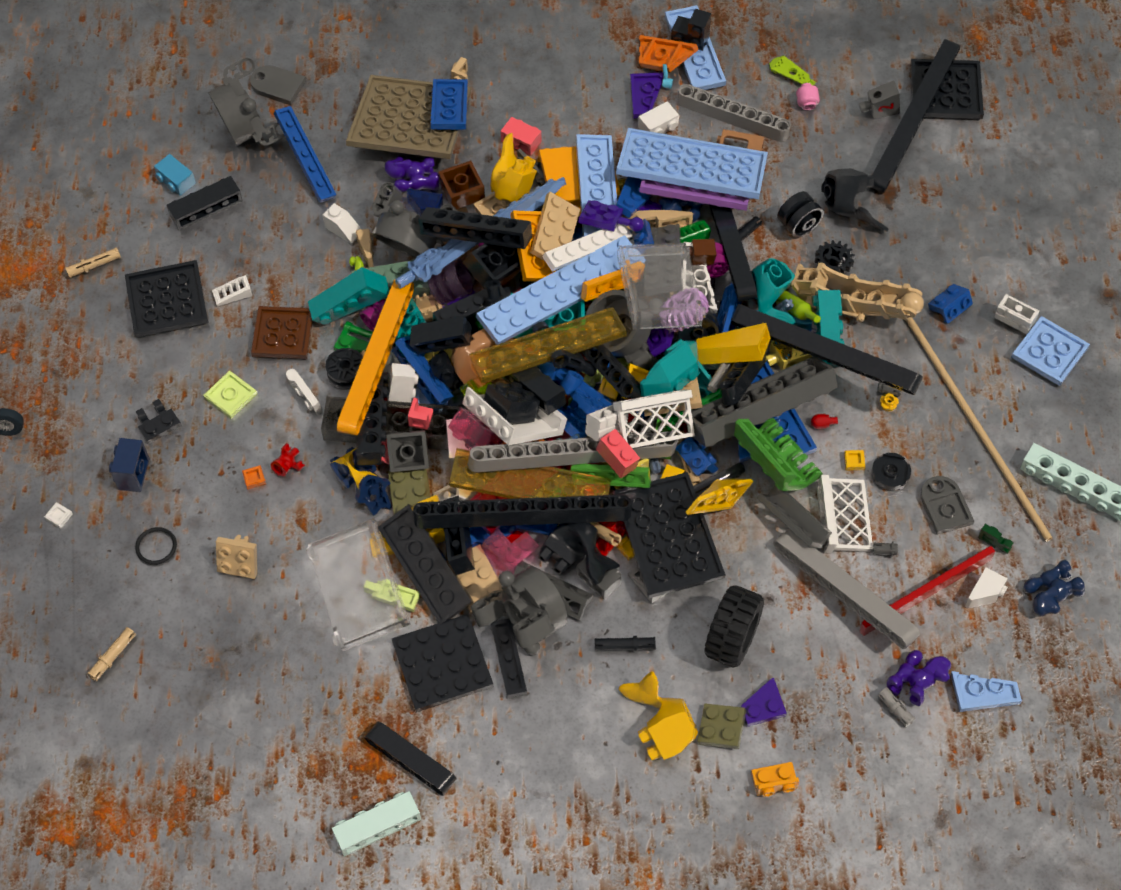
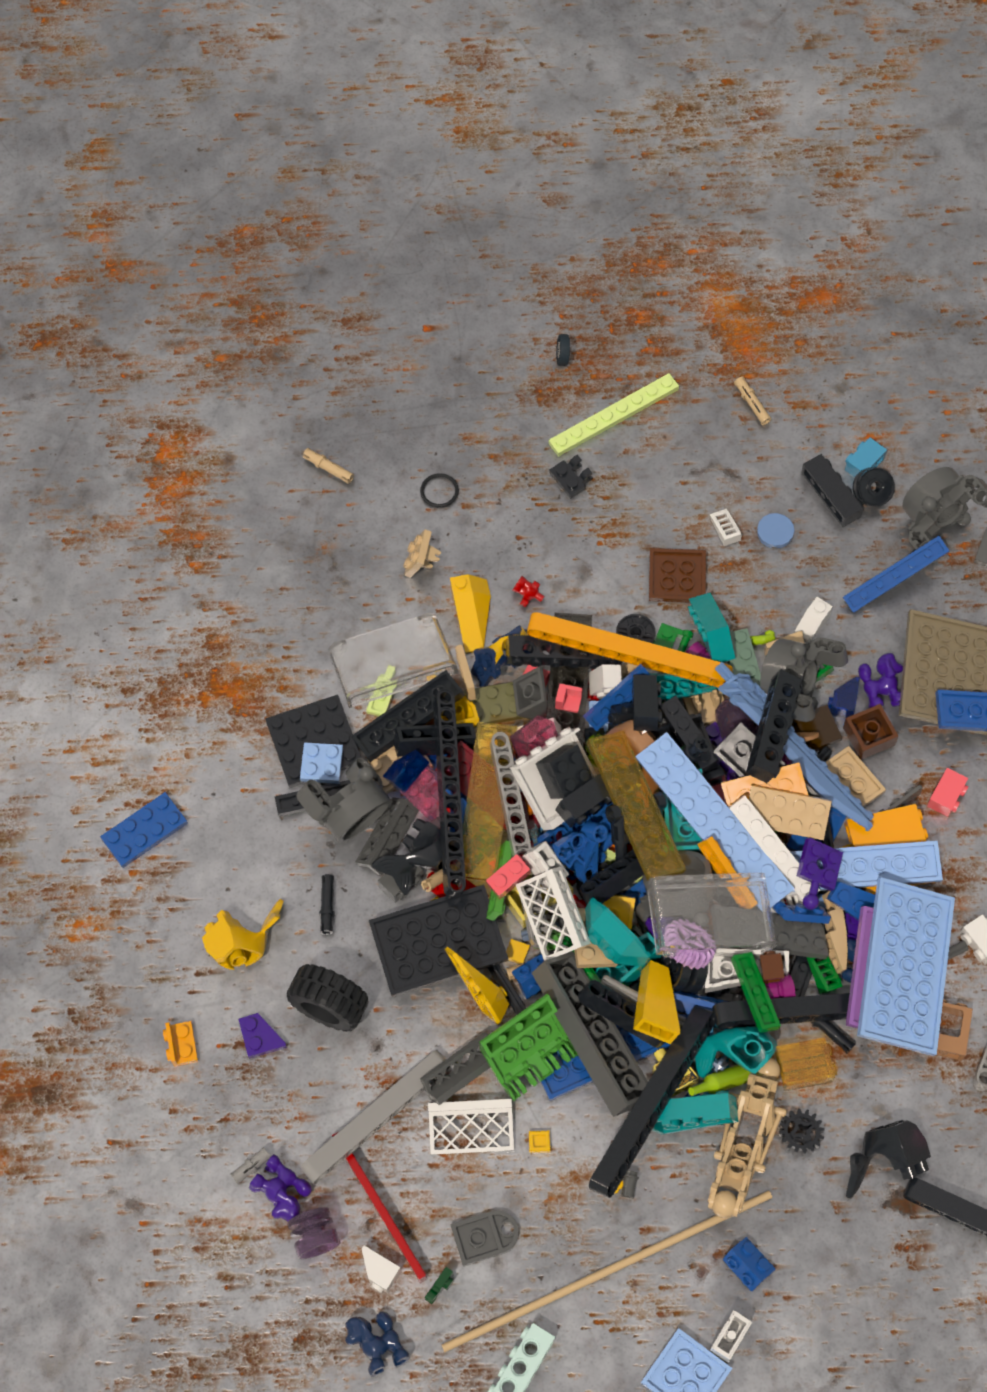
camera: 90 degrees right, 5 degrees up
(58, 515) = (470, 407): white tile -> none
(89, 384) = (613, 414): none -> yellowish green plate
(129, 464) = (516, 455): dark blue brick -> none
(166, 298) = (713, 468): black plate -> none
(207, 166) = (884, 486): none -> black wheel
(230, 394) = (605, 536): yellowish green tile -> none
(241, 251) = (775, 530): none -> medium blue tile
(253, 477) = (512, 565): orange tile -> none
(298, 515) = (471, 604): none -> yellow wedge
(303, 391) = (608, 599): white hinge -> none
(376, 823) = (155, 691): light aqua brick -> none
(379, 512) = (465, 672): none -> tan tile
(410, 758) = (216, 716): black beam -> none
(472, 648) = (321, 762): none -> light blue plate
(491, 560) = (406, 770): none -> clear blue slope
(512, 176) = (868, 776): yellow hips -> none
(538, 830) = (143, 830): none -> blue plate
(721, 726) = (236, 993): olive plate -> none
(728, 263) = (755, 992): none -> green plate
(774, 245) = (805, 1064): none -> clear yellow brick
(800, 214) = (854, 1091): black wheel -> none
(823, 421) = (586, 1110): red cylinder -> none
(885, 548) = (429, 1170): dark grey pin -> none
(889, 481) = (516, 1169): black plate -> none
(962, 641) = (312, 1230): none -> clear purple wheel
(983, 693) = (263, 1255): light blue wing -> none

